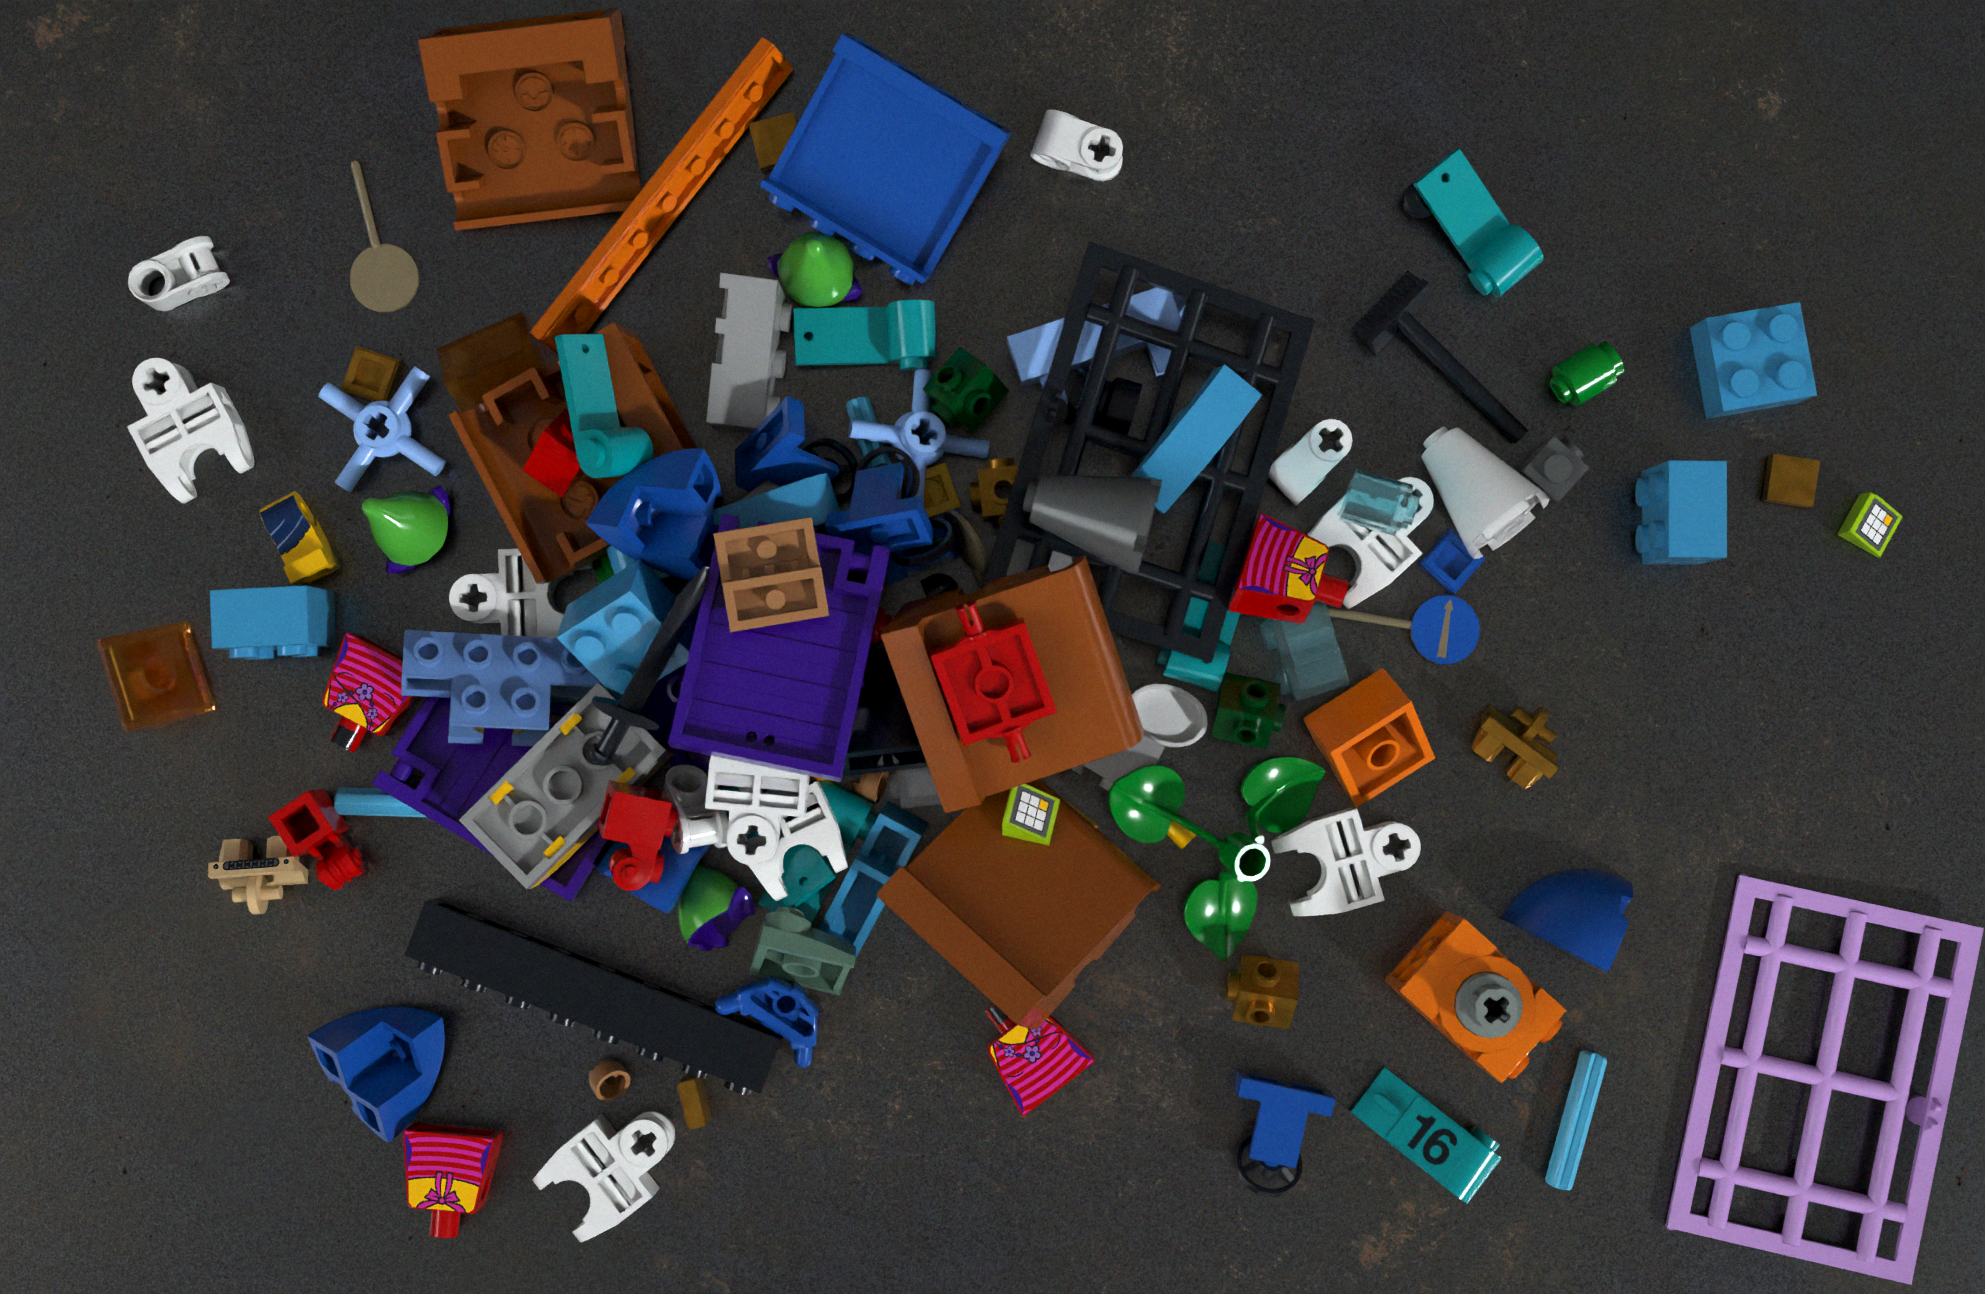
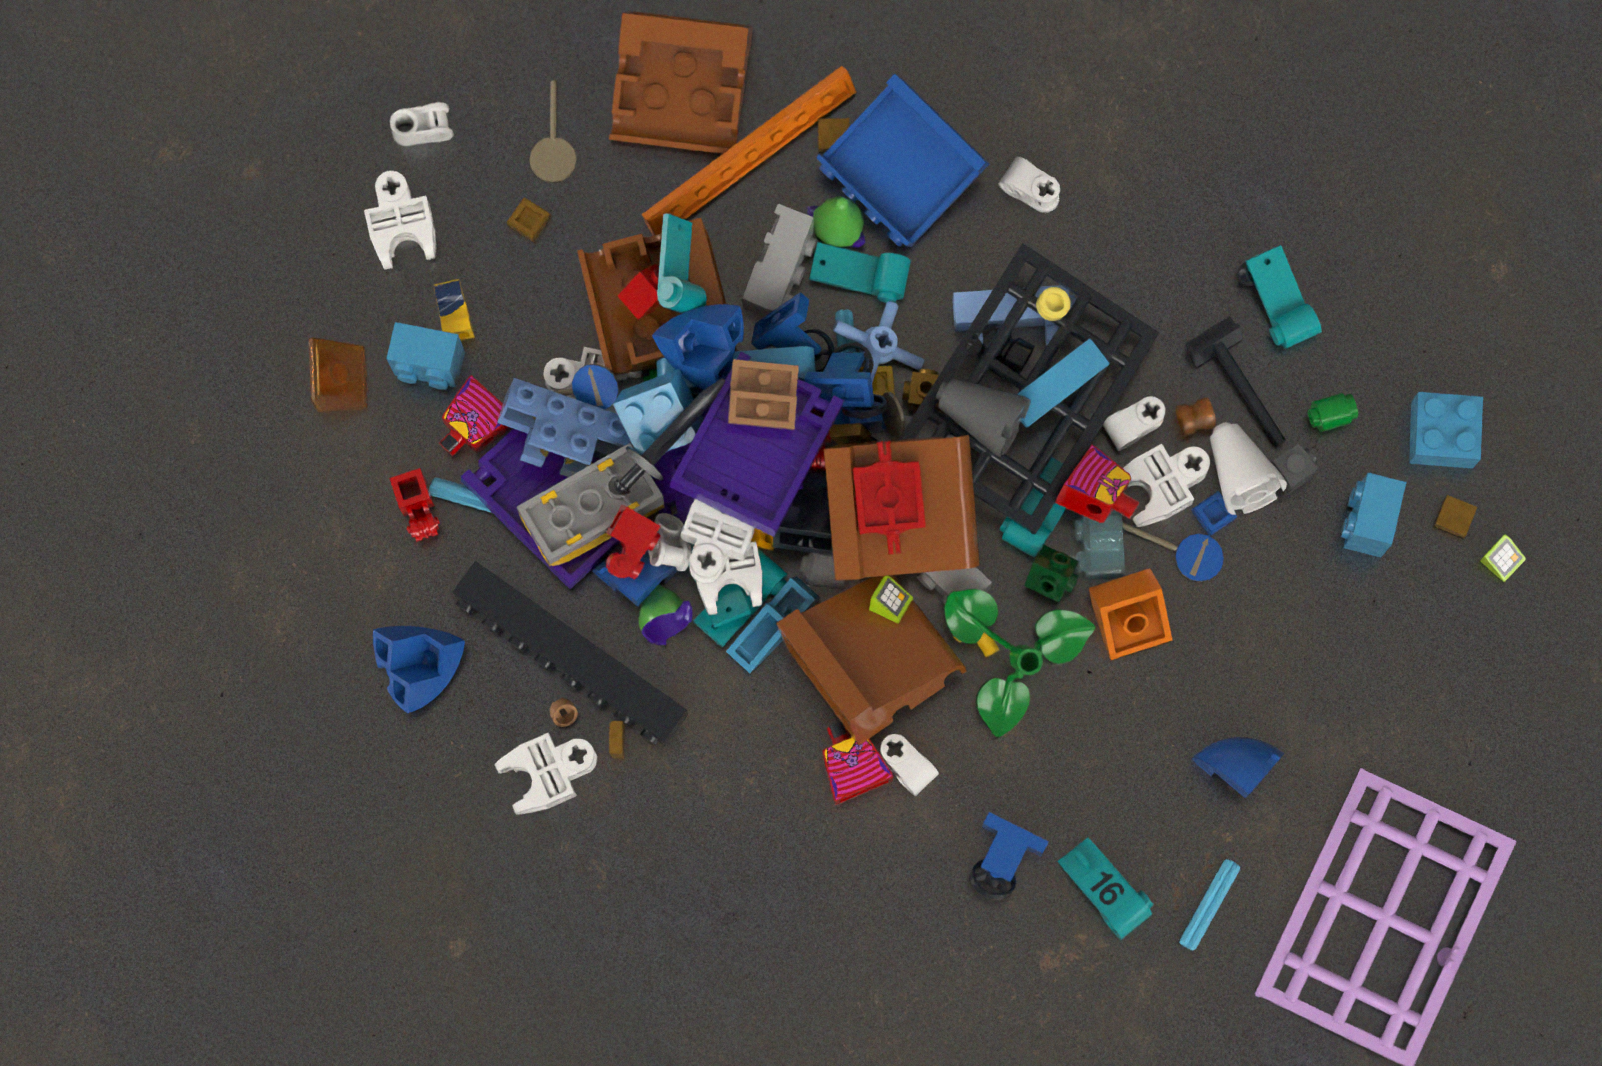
camera: 10 degrees right, 10 degrees down
(256, 879) = (366, 519): tan hips -> none
(369, 439) = (530, 243): light blue bar -> none
(408, 526) = (528, 319): bright green hat -> none
(449, 1171) = (441, 745): torso -> none
(488, 359) = (607, 225): clear orange slope -> none
(524, 609) = (594, 386): none -> blue piece
(780, 1008) = (691, 692): blue piece -> none
(798, 952) = (714, 658): sand green slope -> none
(871, 786) = (790, 560): medium nougat hinge -> none
(912, 584) = (849, 433): none -> pearl gold tile
(964, 391) = (916, 321): dark green brick -> none
(1115, 1034) = (911, 768): none -> white piece
(1156, 321) = (1053, 304): none -> light yellow tile
(1170, 715) = (1001, 566): white piece -> none
(1263, 991) = (1017, 761): pearl gold brick -> none
(1365, 855) = (1108, 688): white piece -> none
(1378, 503) = (1169, 453): clear light blue brick -> none
(1394, 429) = (1195, 416): none -> clear orange wheel
(1476, 997) = (1159, 797): orange piece -> none
(1533, 756) = (1218, 630): pearl gold hips -> none

